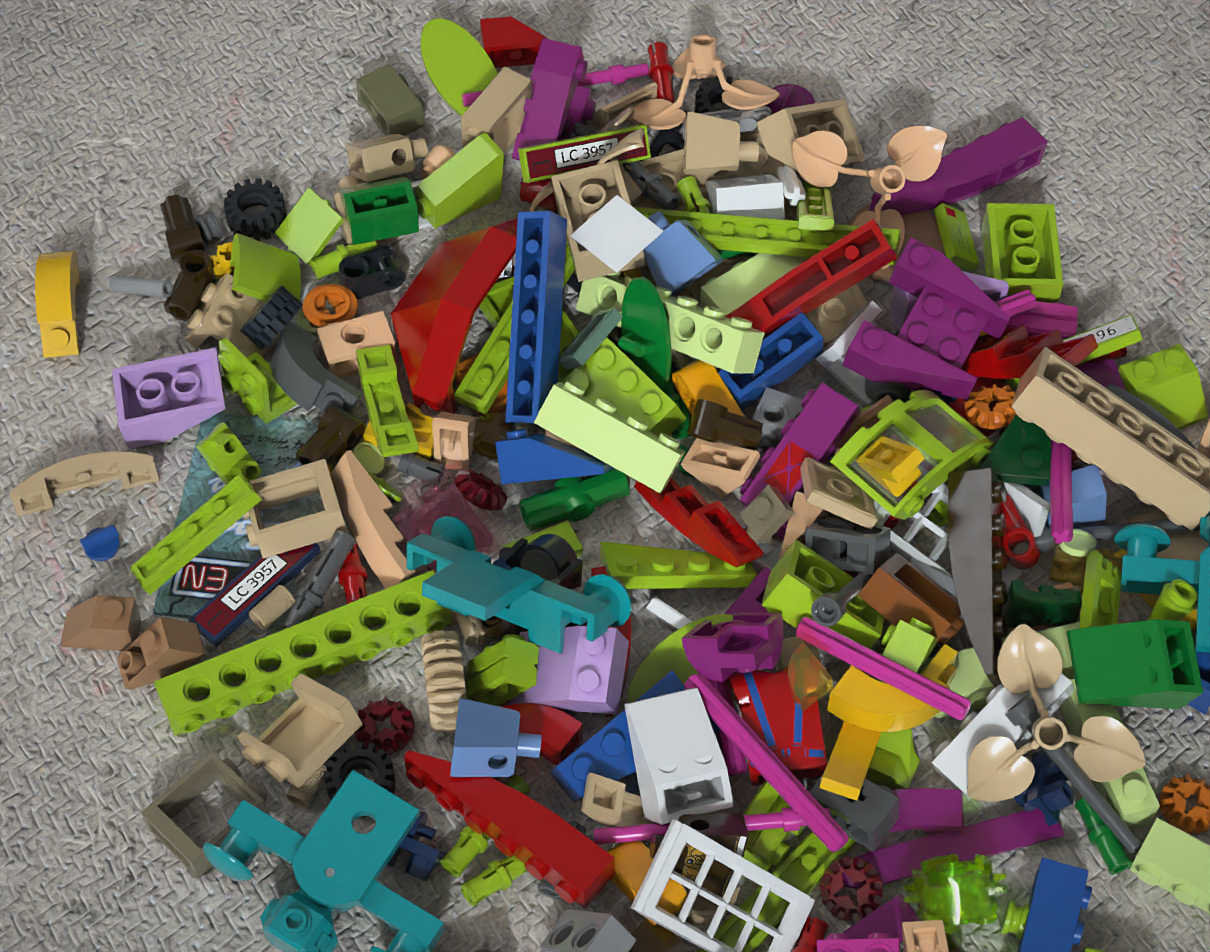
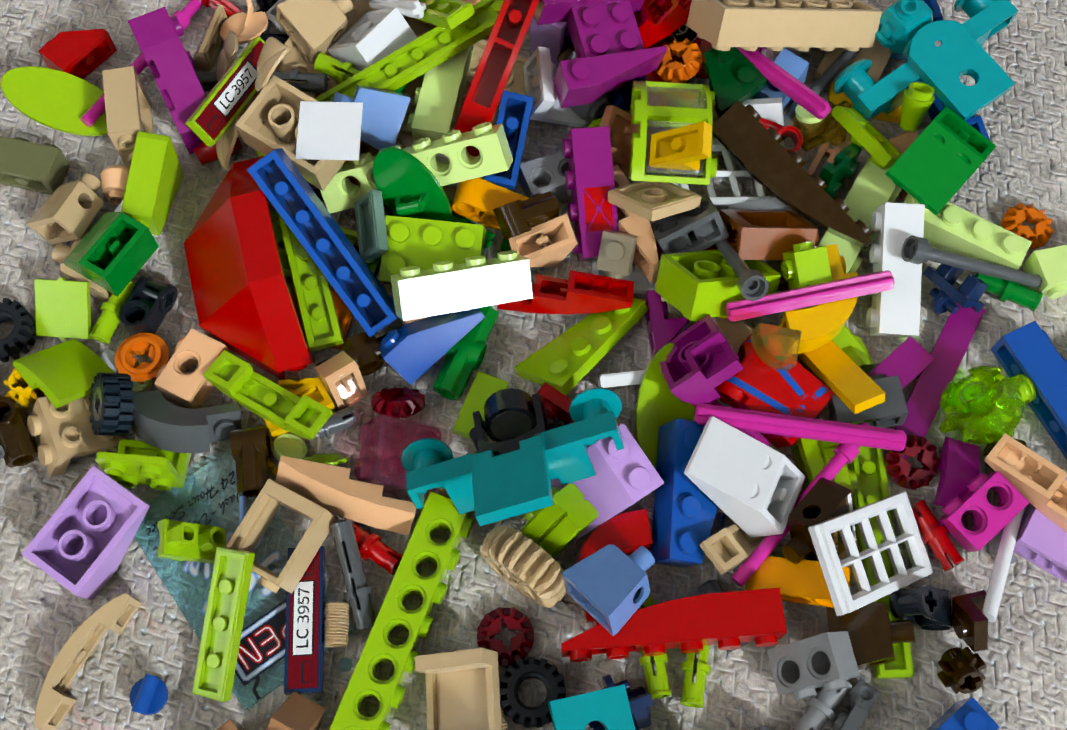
camera: 45 degrees left, 10 degrees up
(999, 769) = (977, 235): tan plant -> none

